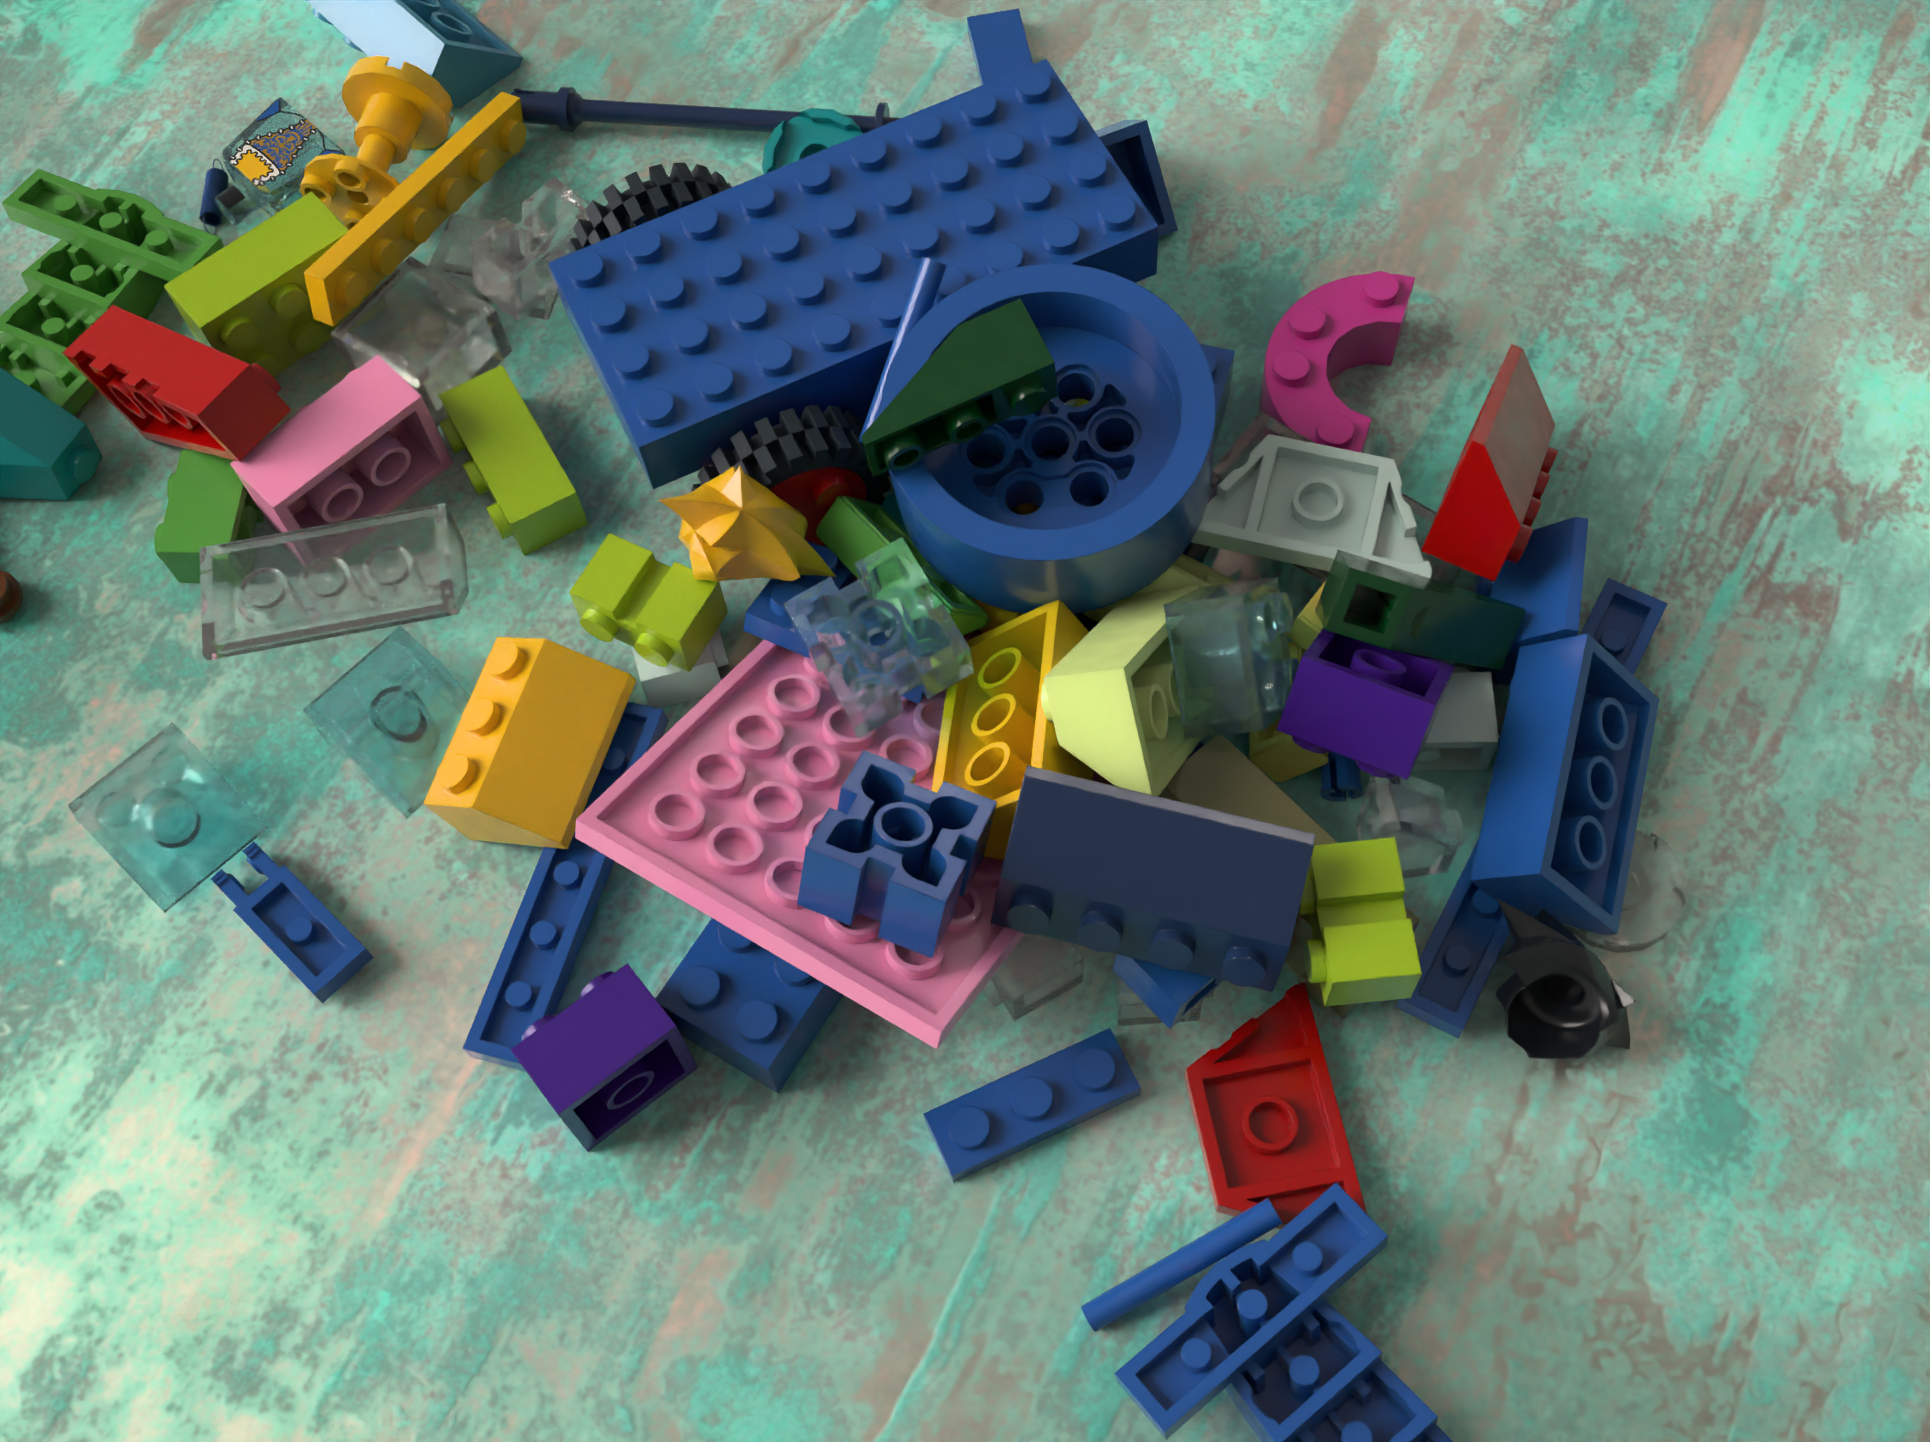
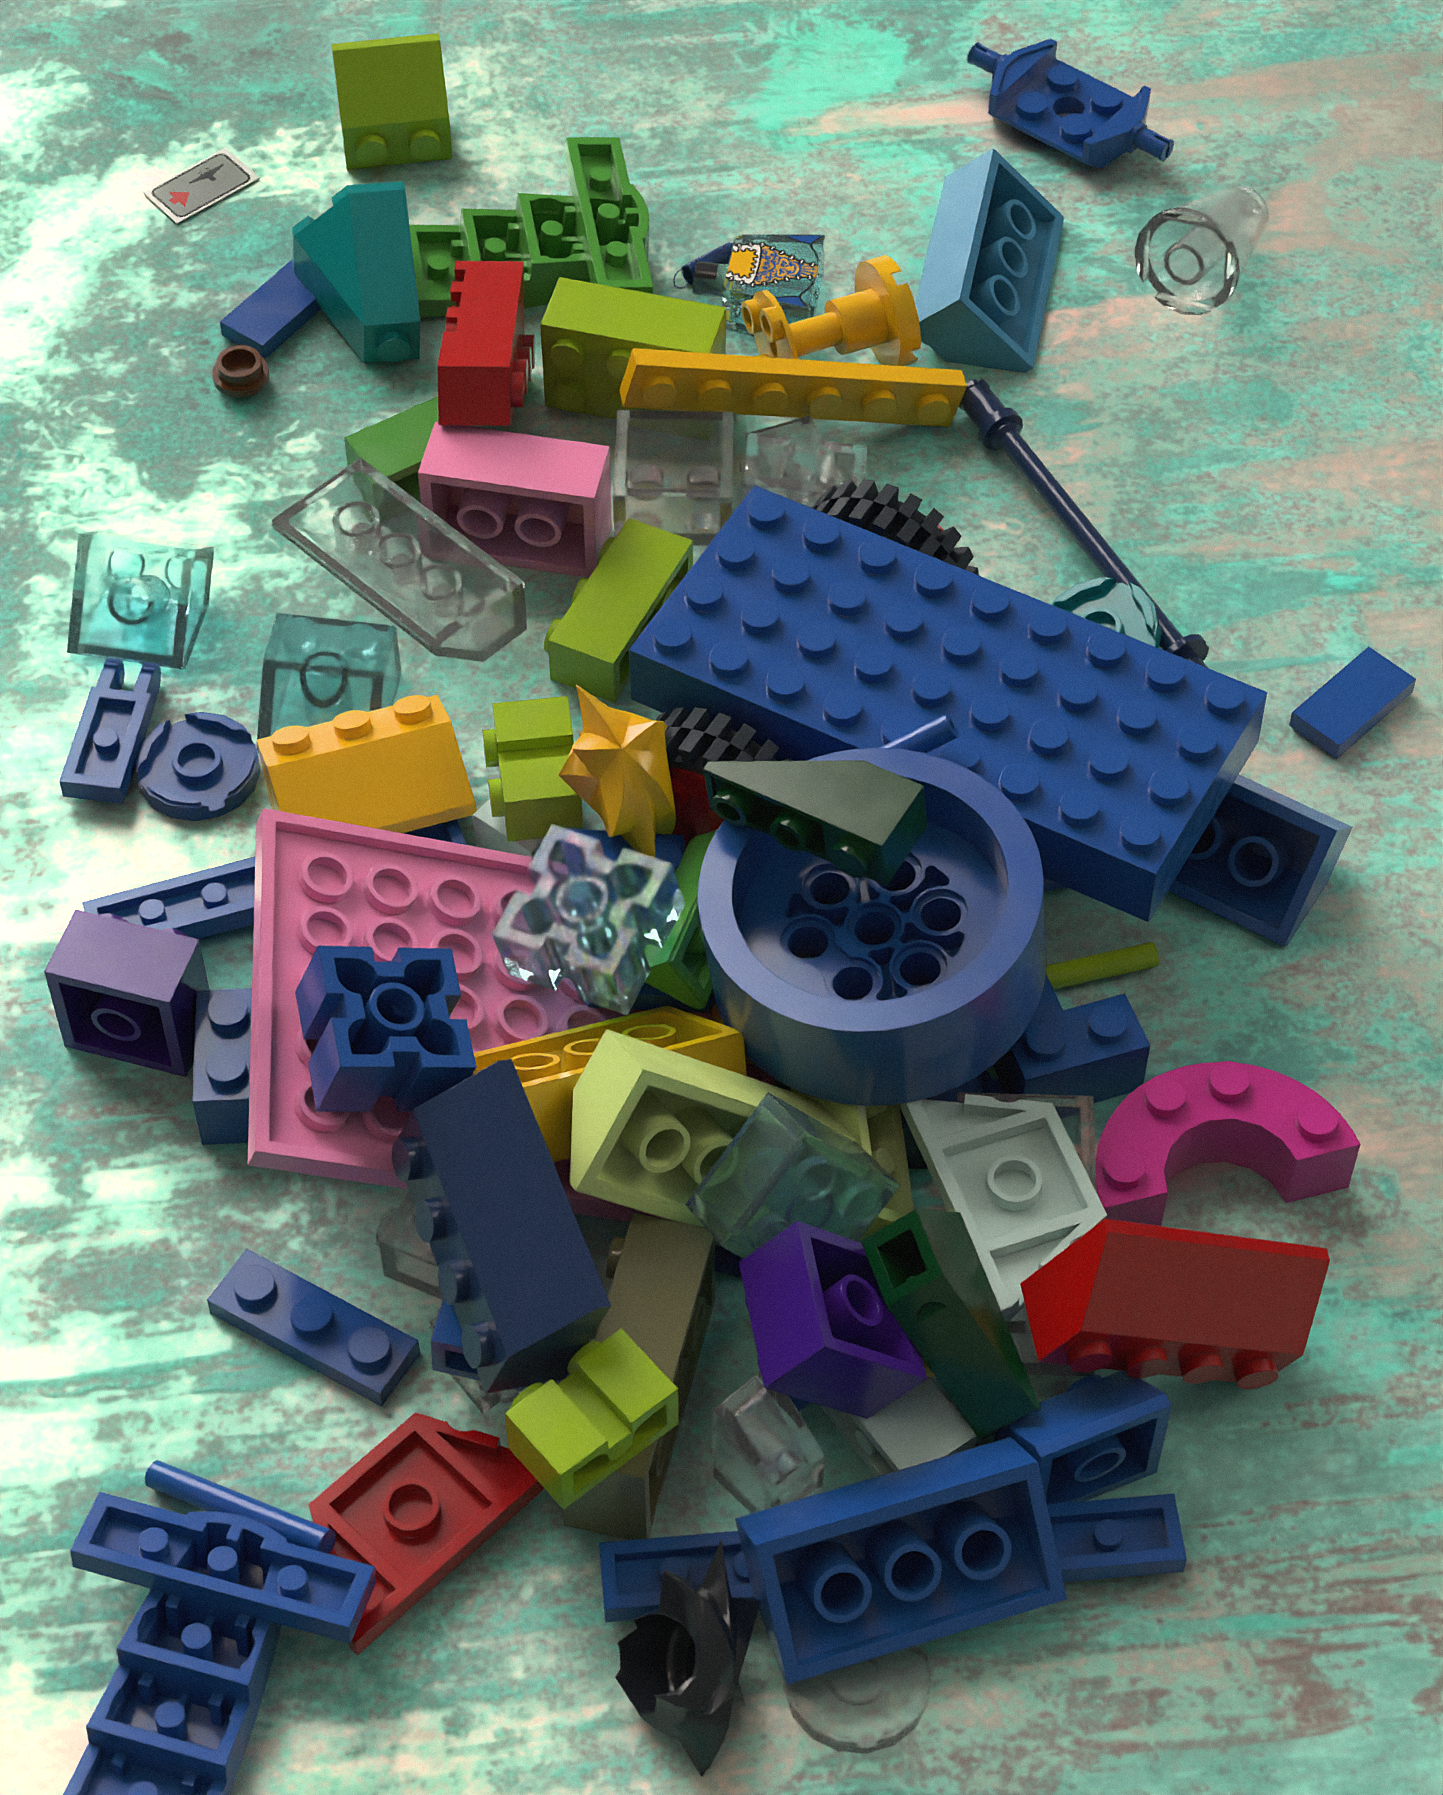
camera: 50 degrees right, 10 degrees down
(384, 874) = (197, 766): none -> blue tile

